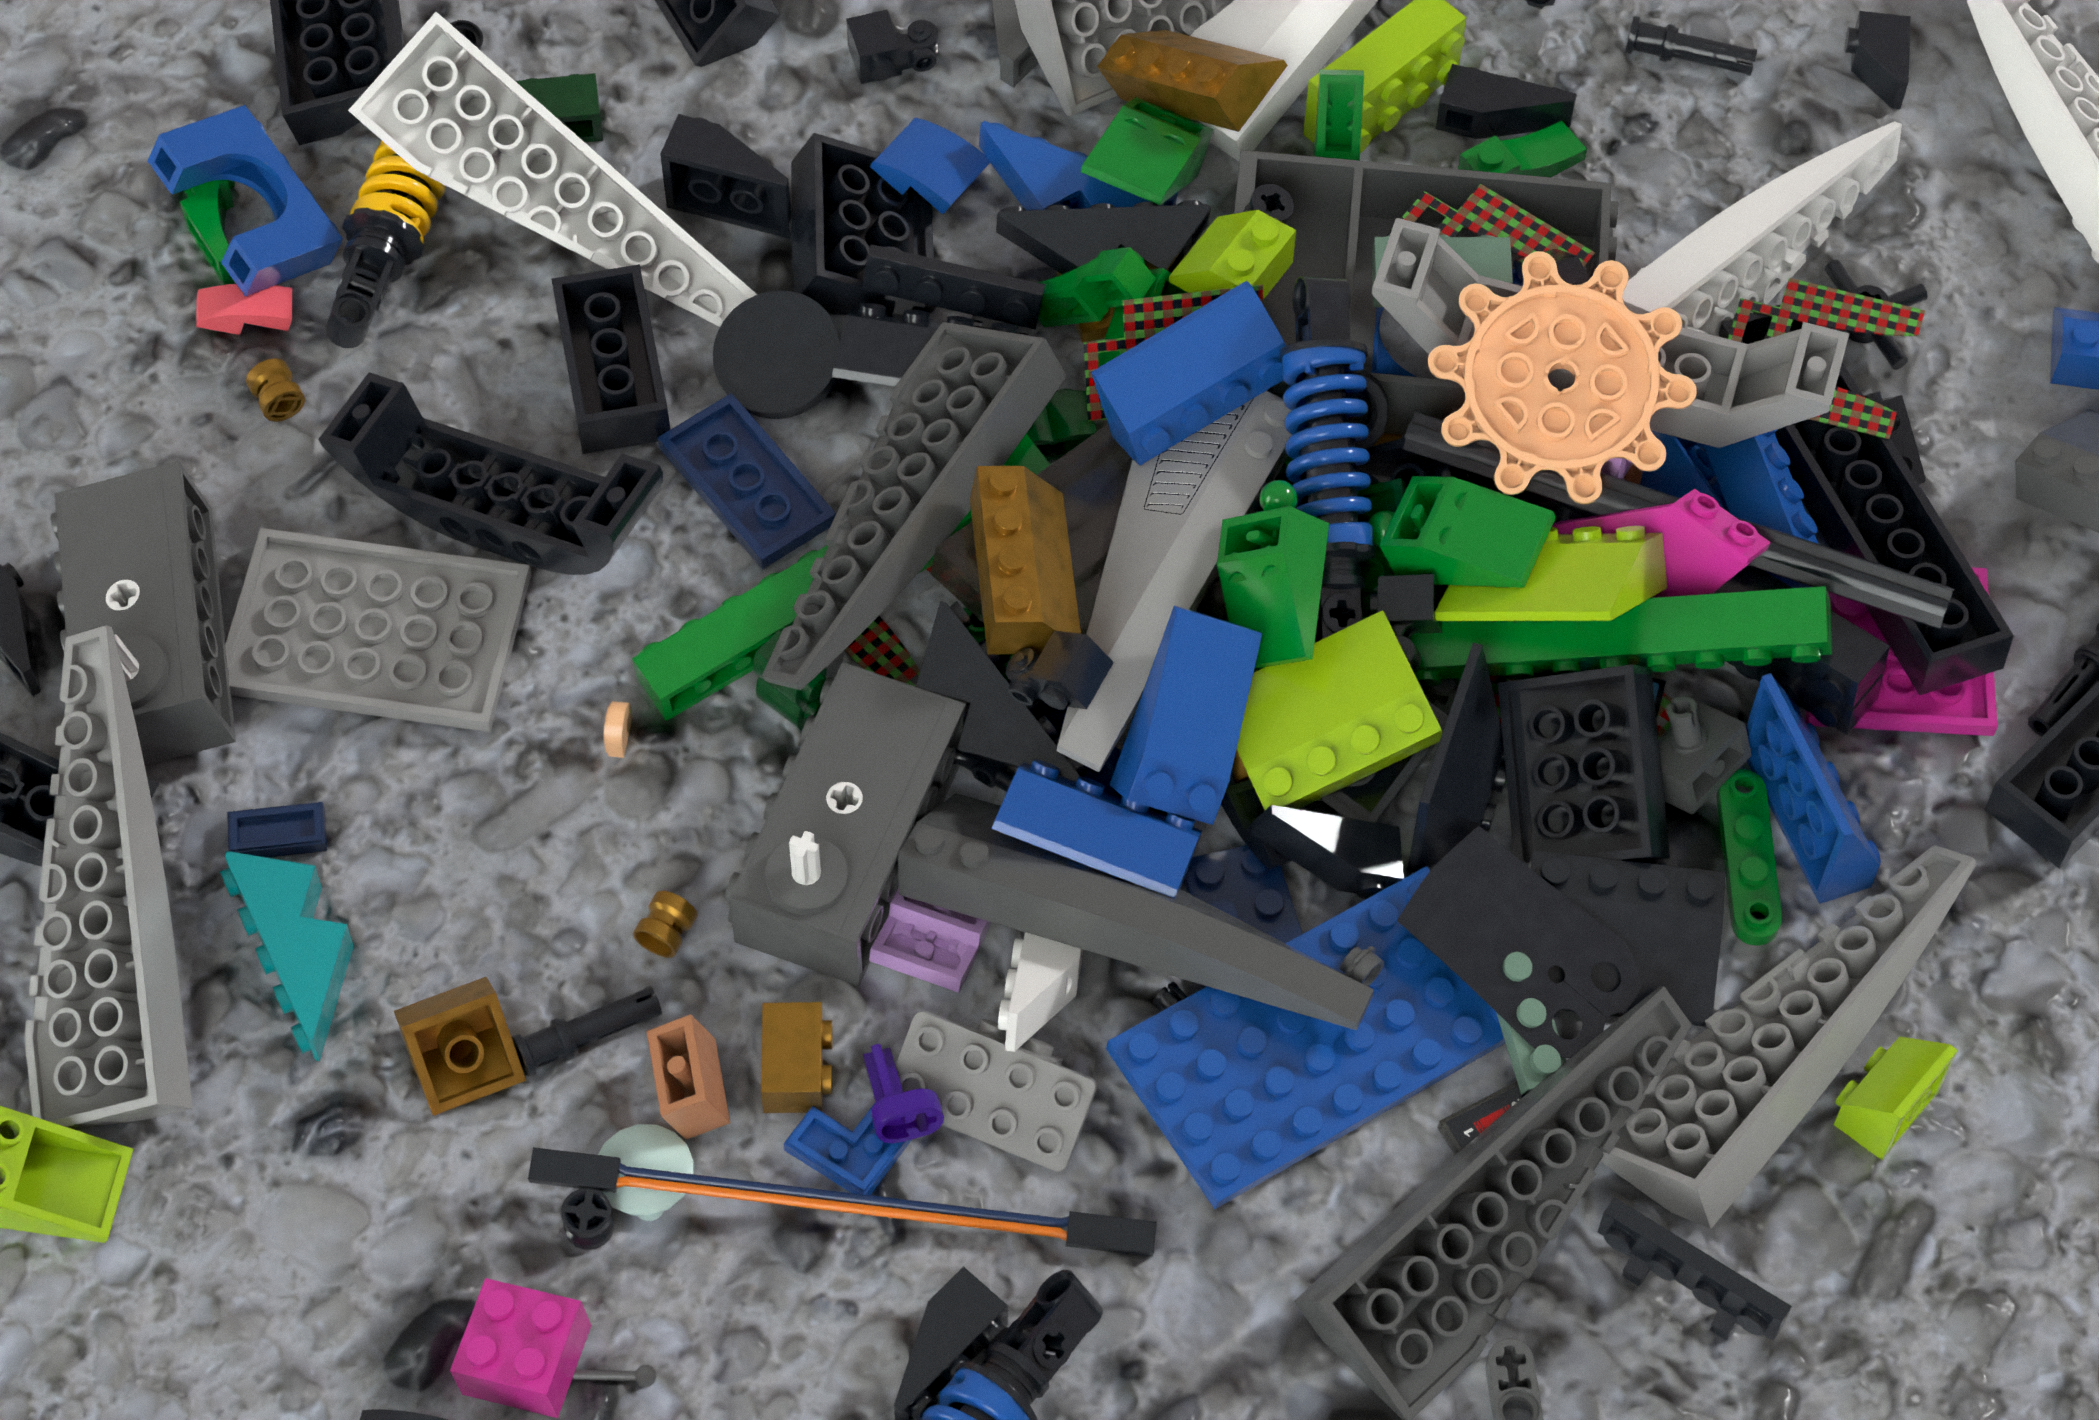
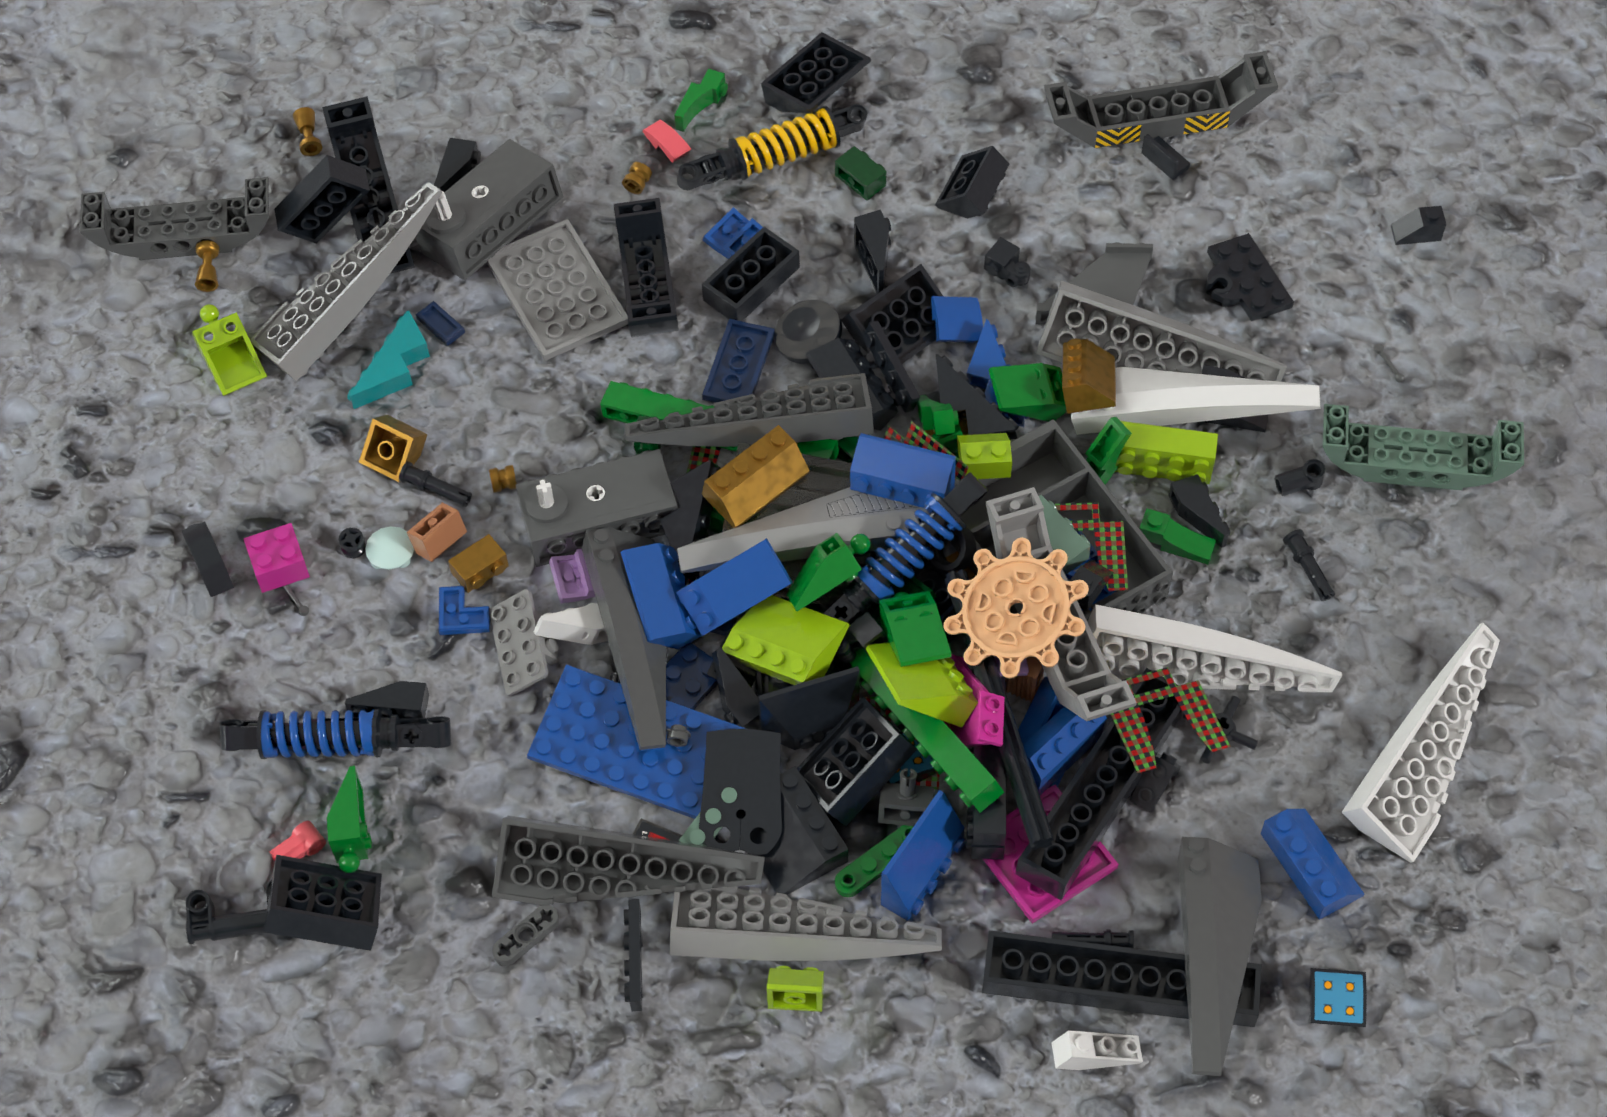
camera: 55 degrees right, 0 degrees up
(239, 150) = (728, 79): blue arch -> none
(495, 143) = (810, 162): white wedge -> none
(508, 337) = (731, 233): none -> blue slope
(602, 1174) = (484, 718): piece -> none
(617, 728) = (581, 400): light nougat tile -> none
(896, 1113) = (480, 616): dark purple piece -> none
(1062, 675) = (710, 524): black brick -> none
(1273, 199) = (1020, 453): black wheel -> none
(1881, 54) = (1384, 645): black slope -> none

